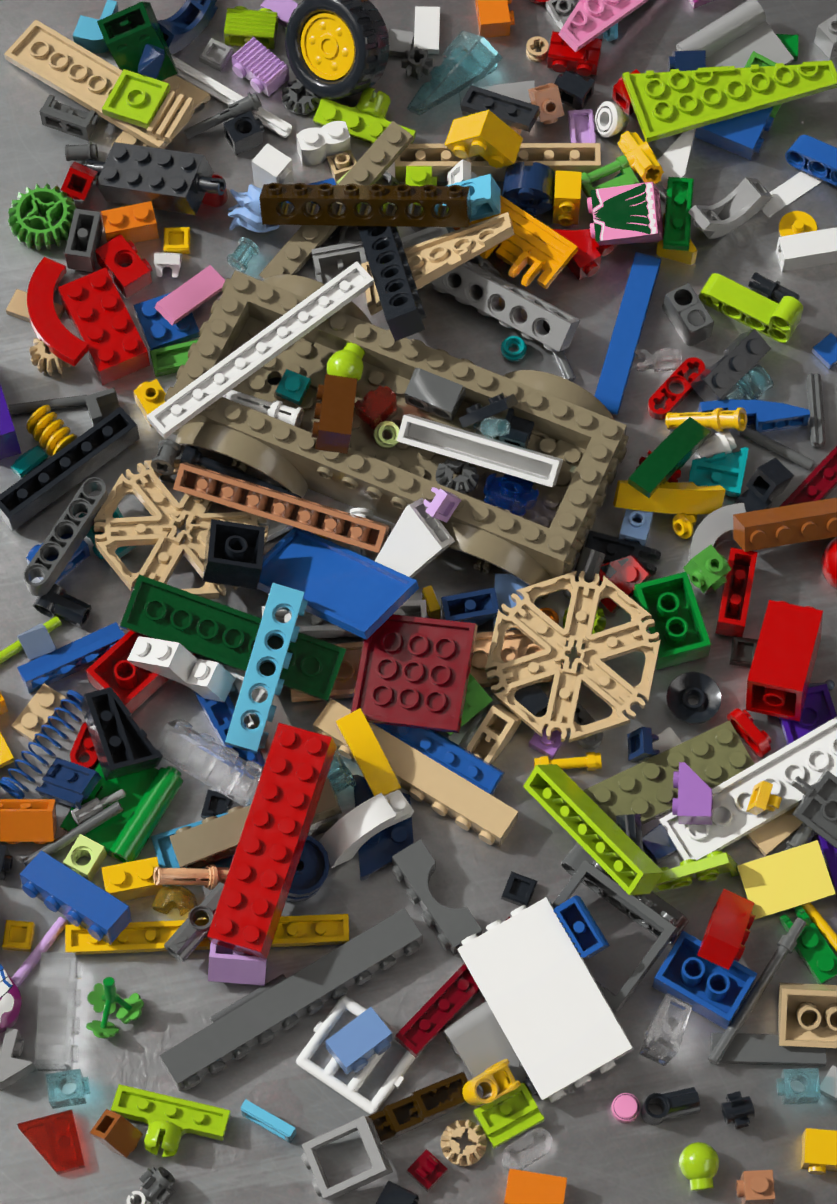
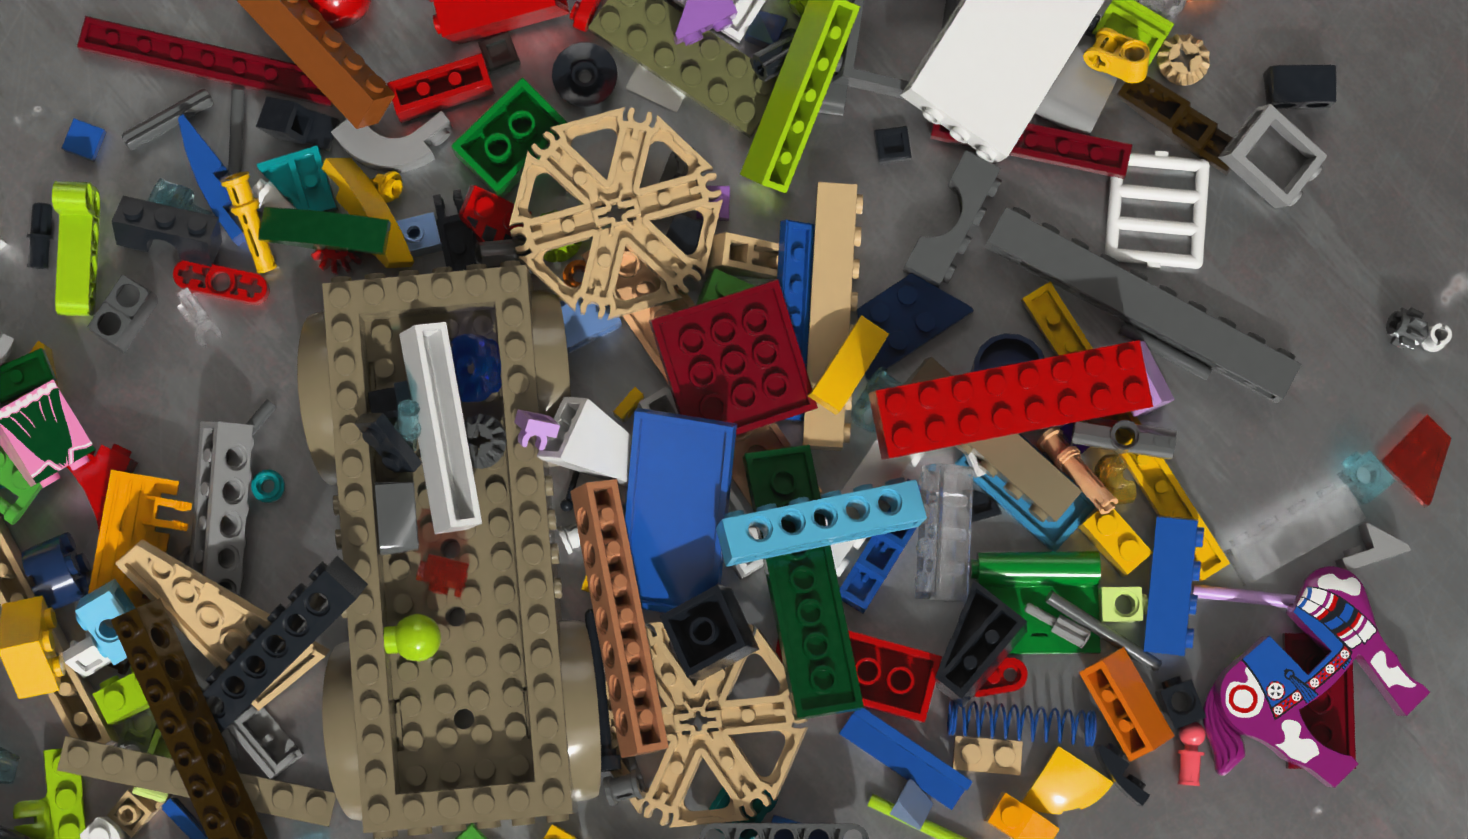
camera: 120 degrees left, 15 degrees up
(18, 935) = (1236, 627): yellow tile -> none
(64, 606) = (854, 802): black piece -> none
(68, 783) = (1052, 670): dark blue plate -> none
(105, 999) = (1251, 494): bright green plant -> none
(116, 1133) = (1383, 397): dark orange brick -> none
(169, 1118) = (1333, 357): lime plate -> none
(177, 663) = (866, 618): white arch -> none
(260, 350) = (455, 736): white plate -> none
(268, 1121) = (1278, 257): medium azure tile -> none
(275, 409) = (519, 747): white pin -> none
(293, 387) = (468, 687): teal plate -> none
(334, 413) = (485, 610): reddish brown brick -> none
(359, 1041) = (1151, 208): medium blue brick -> none
(362, 823) = (925, 327): white arch -> none
(392, 428) = (470, 539): yellowish green plate -> none
(427, 1170) = (1231, 80): dark red tile -> none
(470, 606) = (618, 355): dark blue slope -> none
(567, 197) = (45, 520): yellow brick -> none
(581, 927) = (919, 39): blue brick -> none
(591, 761) = (712, 145): yellow bar -> none
(627, 331) = (181, 369): blue beam -> none
(641, 745) = (668, 100): dark blue tile -> none
(708, 569) = (439, 120): bright green brick -> none

